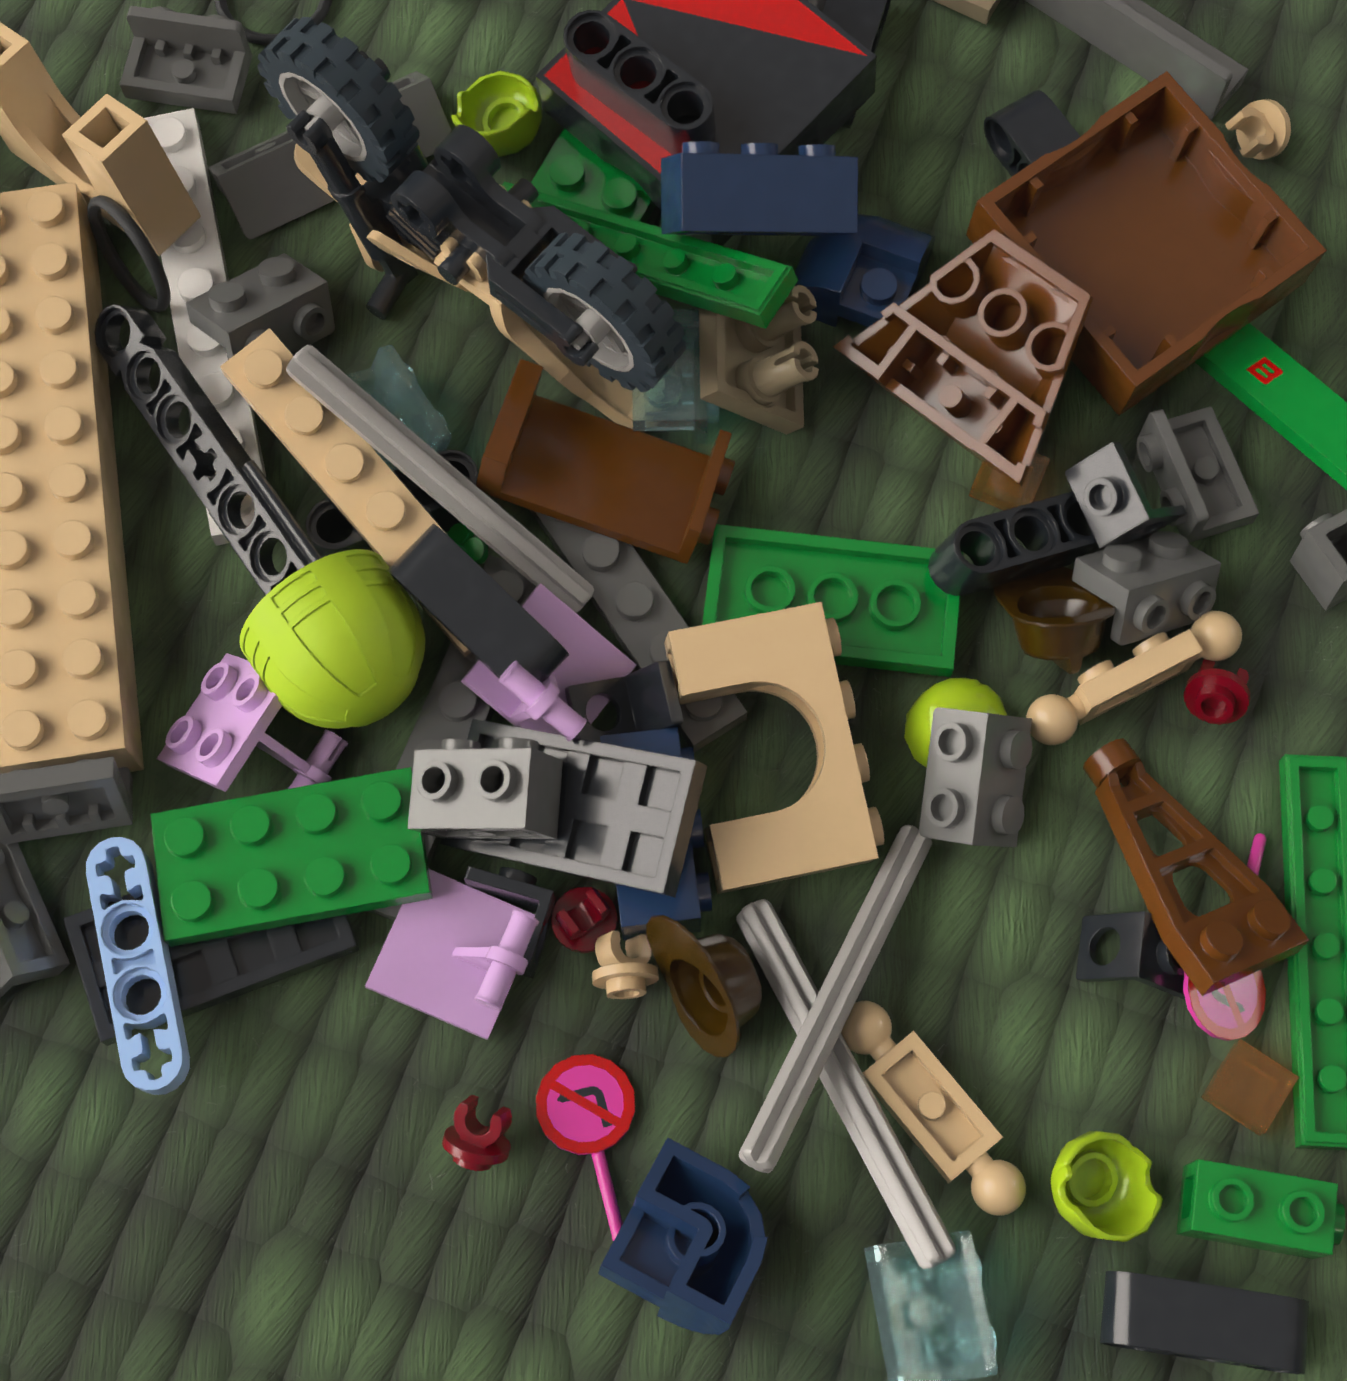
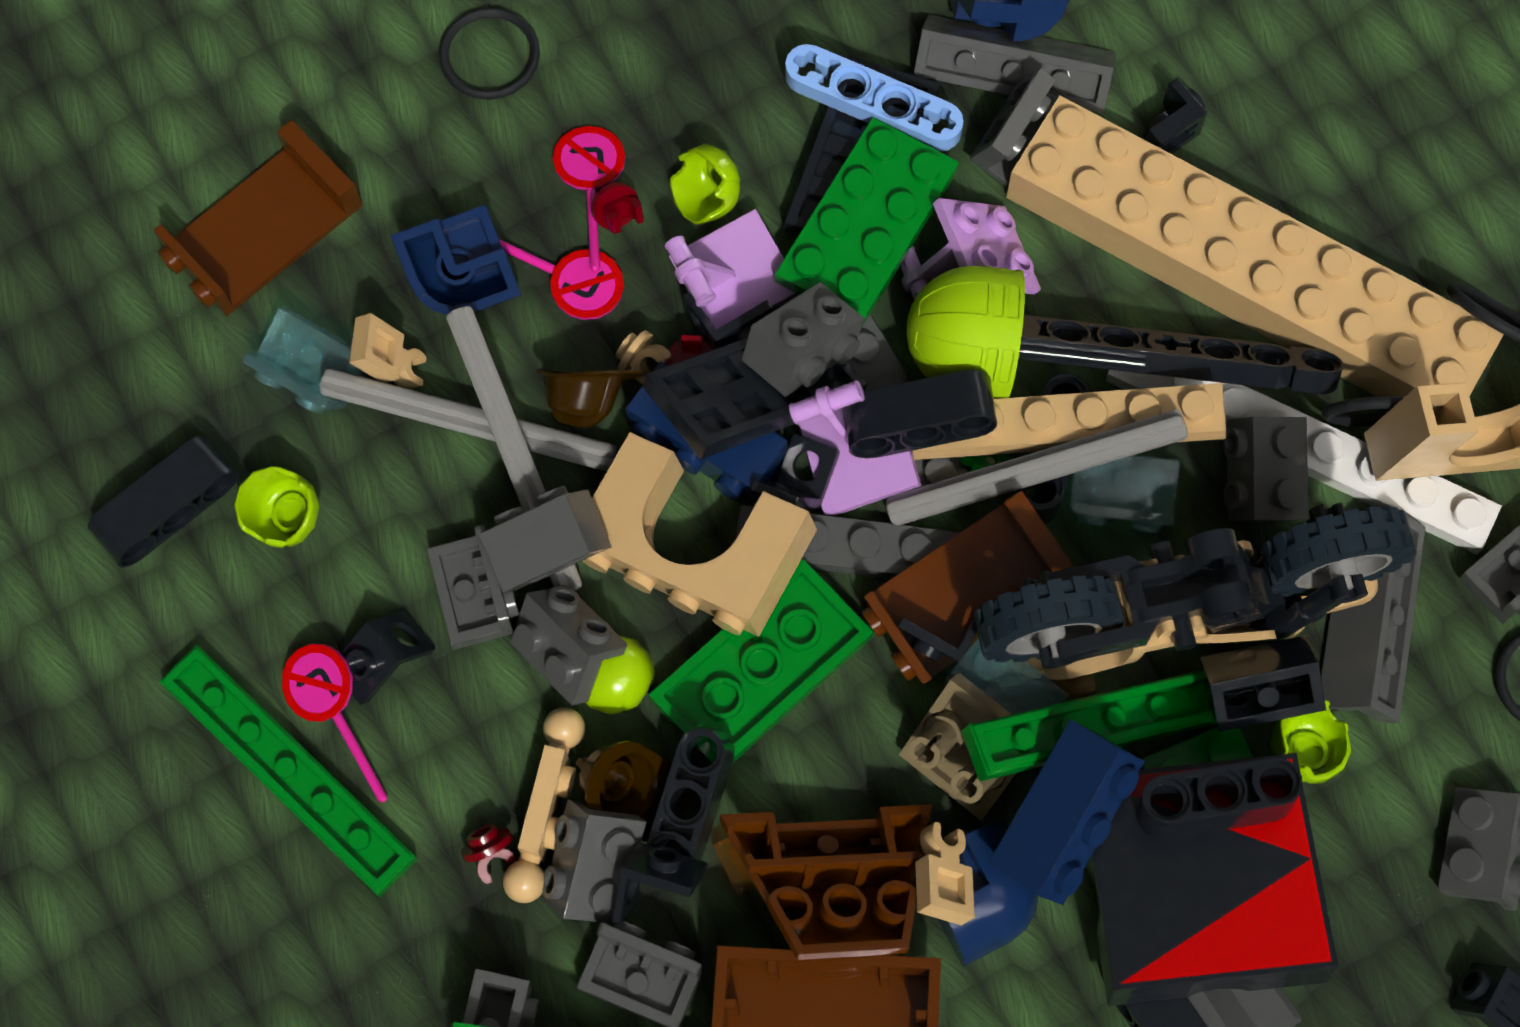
camera: 130 degrees right, 0 degrees up
(378, 1061) = (705, 184): none -> lime hair
(441, 1224) = (589, 161): none -> piece
(519, 141) = (1263, 683): none -> black brick
(673, 435) = (933, 646): none -> black bracket
(857, 1223) = (380, 352): none -> tan plate
(896, 266) = (943, 883): none -> tan plate
(912, 859) = (544, 539): none -> dark grey brick
(933, 1109) = (409, 458): tan plate -> none
(1004, 922) = (470, 592): none -> dark grey bracket
(1209, 947) = (335, 700): reddish brown plate -> none
(1250, 1087) = (254, 649): clear orange tile -> none
(1260, 1209) = (186, 583): green brick -> none

